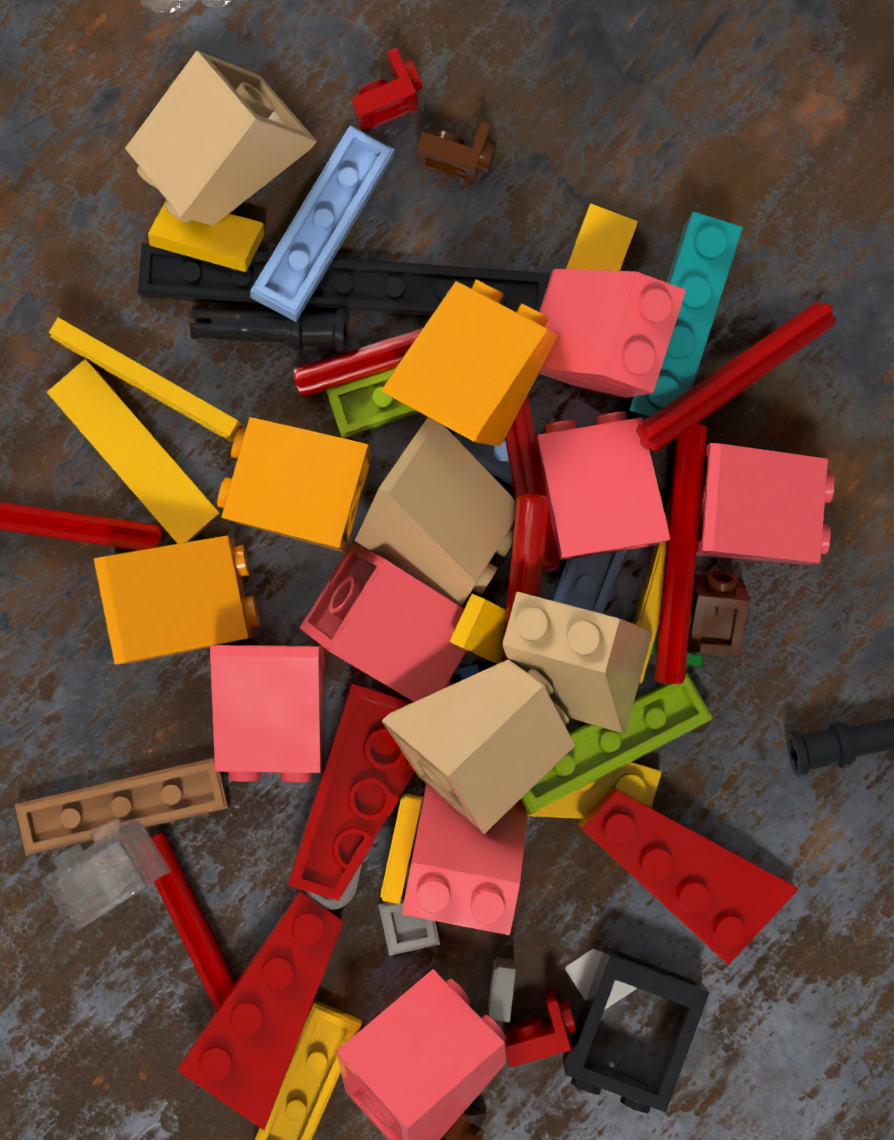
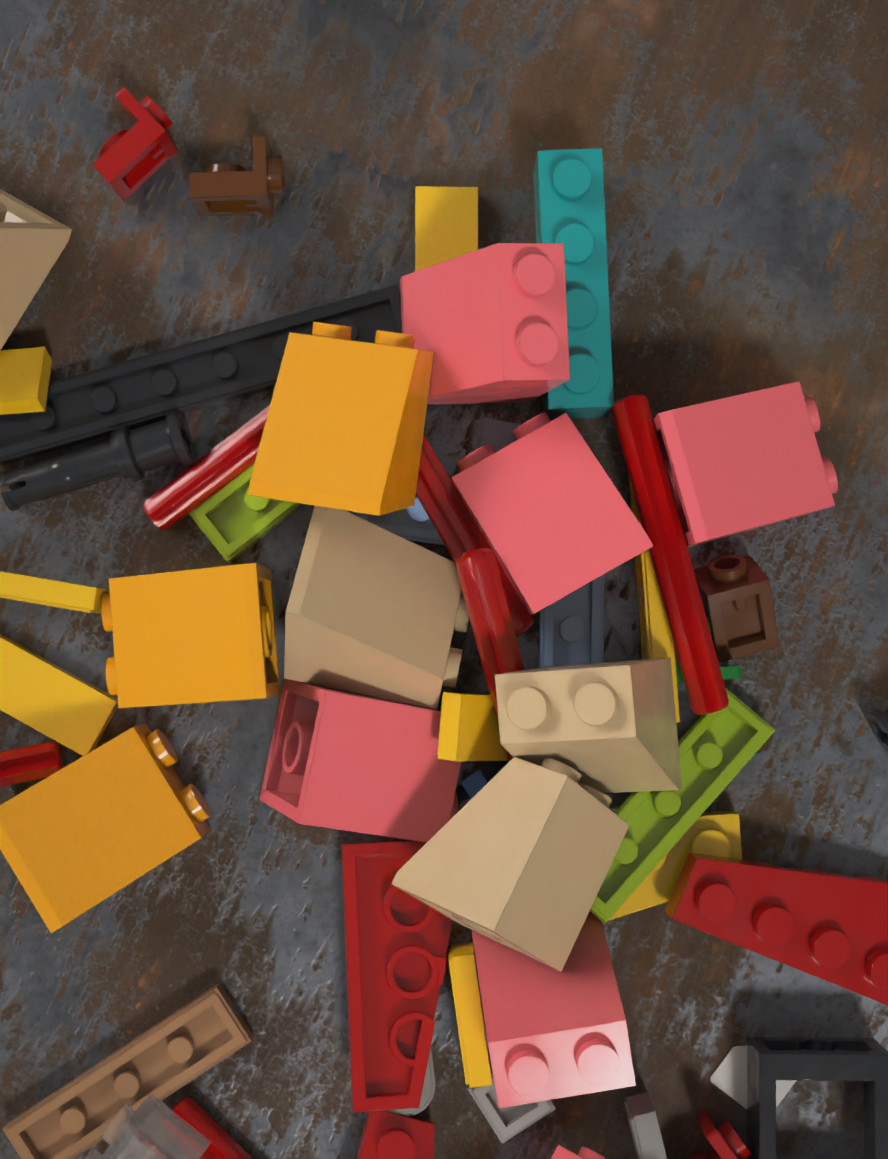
camera: 15 degrees left, 0 degrees up
(268, 710) = (255, 912): coral slope -> none
(322, 223) = (113, 323): light blue tile -> none
(735, 376) = (656, 326): red axle -> none

